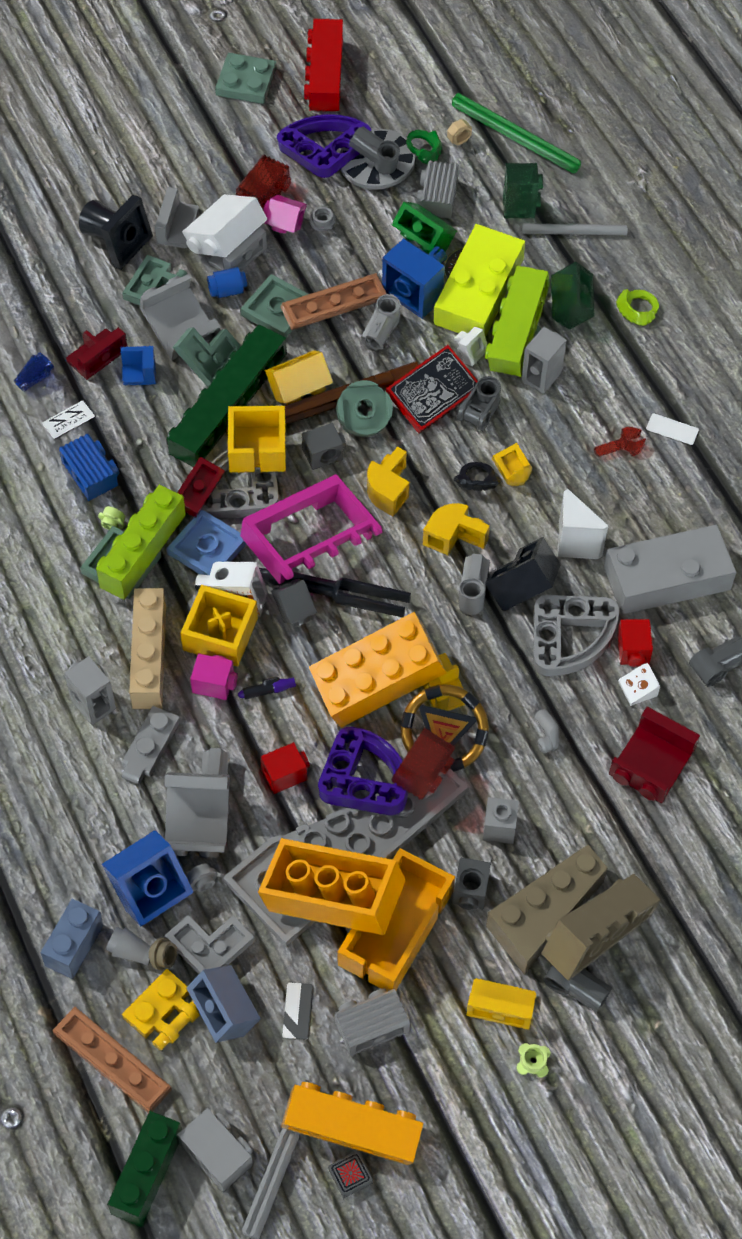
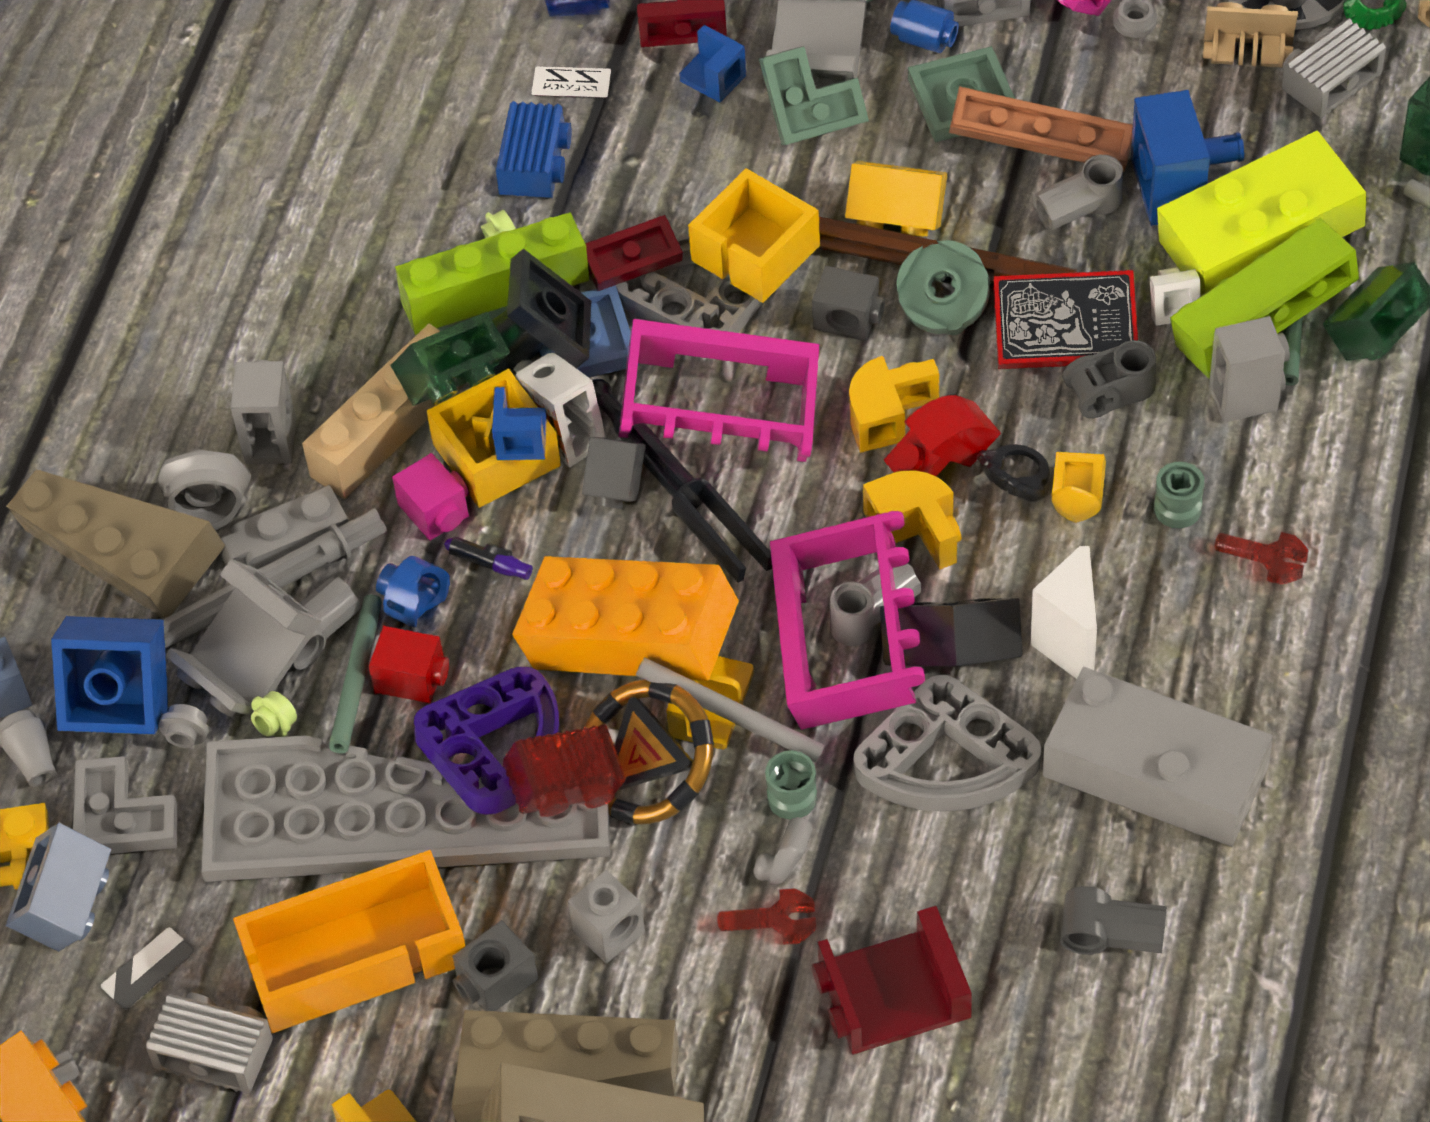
camera: 45 degrees right, 5 degrees down
(73, 808) = (122, 540): none -> dark tan wedge
(96, 752) = (205, 485): none -> light grey hat
(162, 954) = (58, 787): dark tan plate -> none
(174, 598) = (450, 359): none -> clear green brick
(174, 760) = (320, 551): none -> light grey axle
(192, 546) = (541, 314): none -> black plant
(231, 386) = (798, 160): dark green brick -> none
(240, 840) = (273, 714): none -> yellowish green plate
(242, 611) = (518, 431): none -> blue panel
(251, 730) = (409, 591): none -> blue piece
(263, 791) = (355, 674): none -> sand green piece
(332, 886) = (294, 832): light orange brick -> none
(389, 196) = (1231, 23): none -> tan hinge
(423, 227) = (1256, 101): green brick -> none
(433, 484) = (941, 433): none -> red brick
(467, 680) = (733, 710): none -> light grey piece
(480, 646) = (824, 547): none -> dark pink hinge
(522, 690) = (791, 784): none -> sand green wheel
(563, 440) = (1179, 494): none -> sand green wheel
(569, 766) = (774, 917): none -> clear red bar
(634, 642) = (1014, 818): red brick -> none
(639, 685) = (969, 880): white slope -> none
(672, 429) = (1363, 581): white sticker -> none

